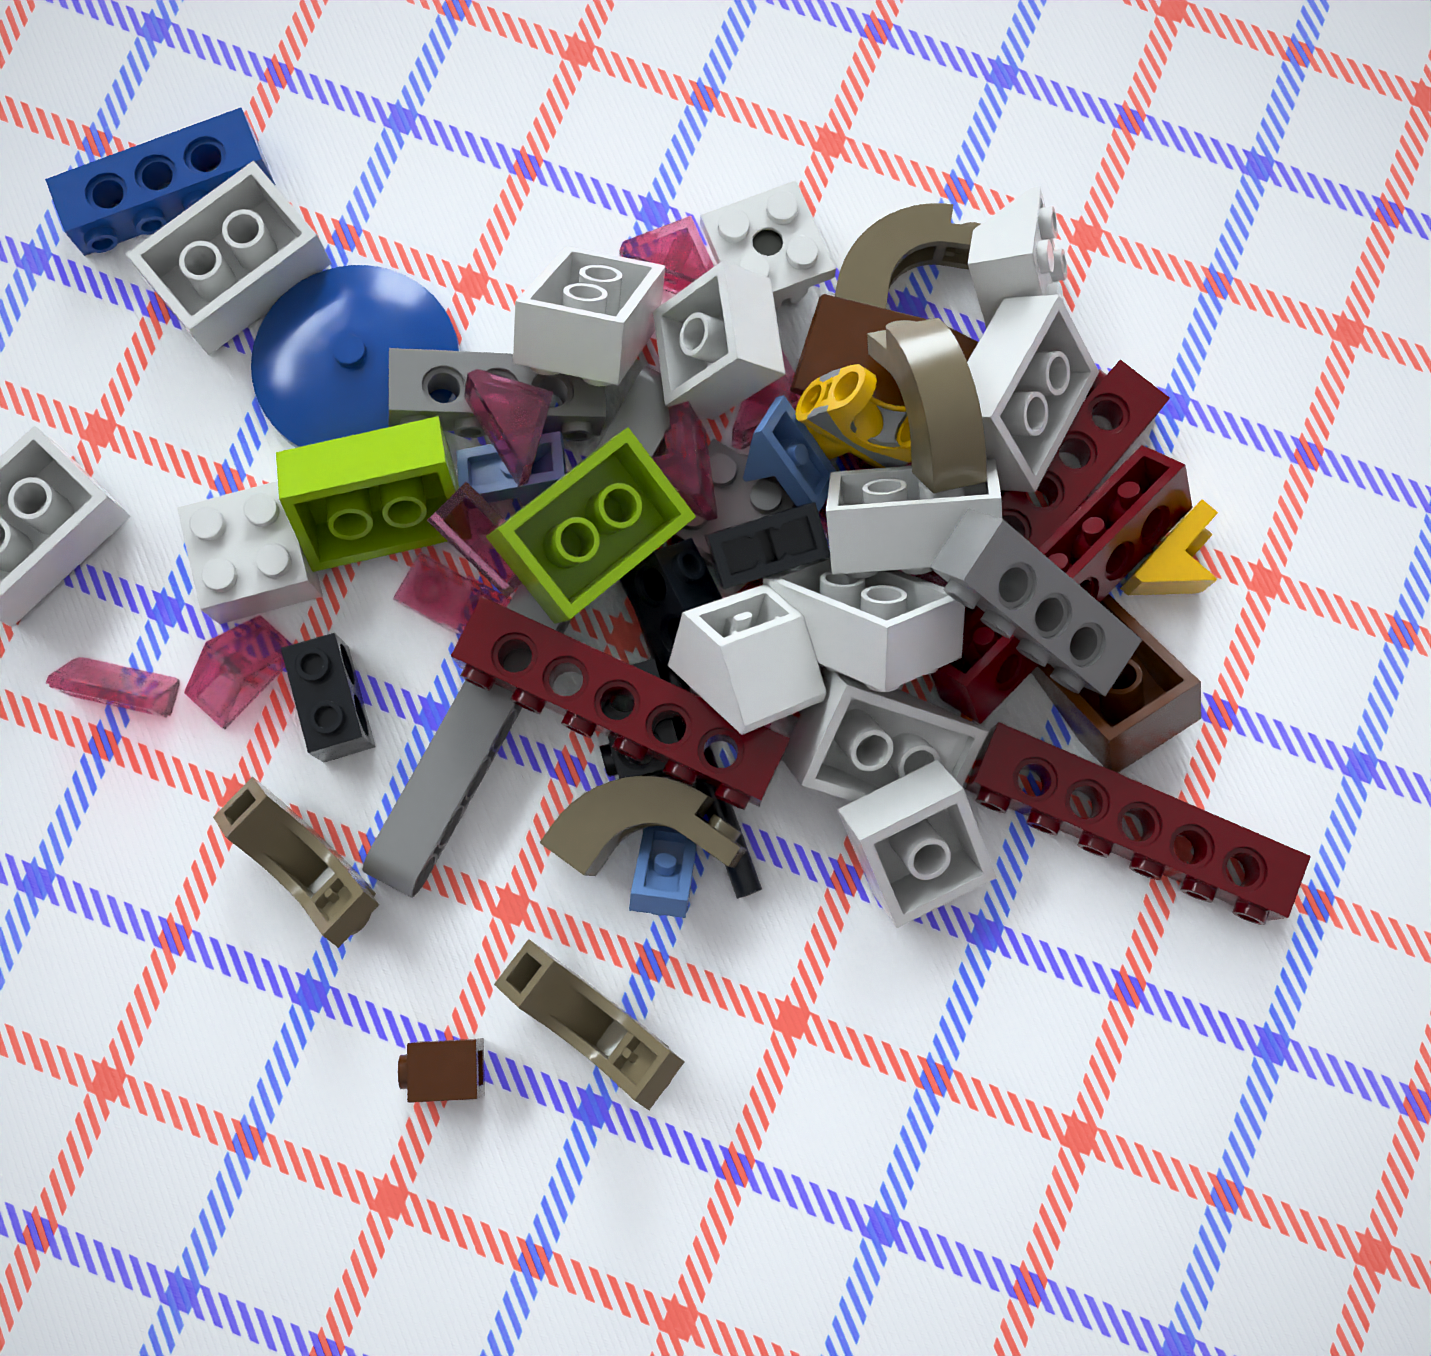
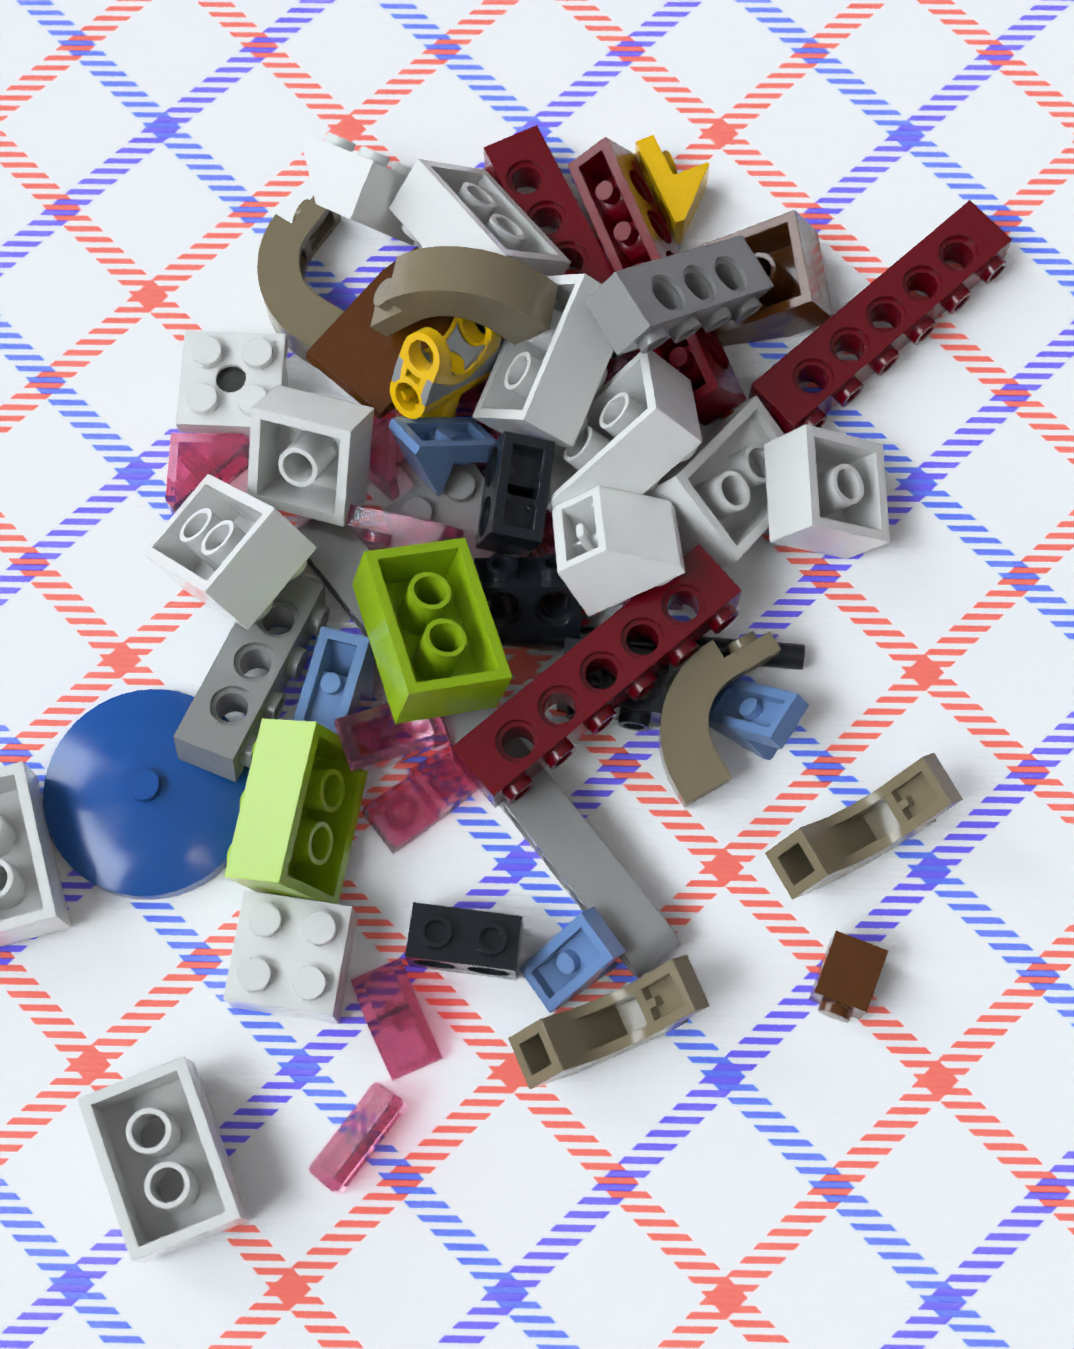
camera: 60 degrees left, 5 degrees down
(351, 803) = (573, 960): none -> medium blue slope
(510, 416) = (299, 655): clear pink slope -> none

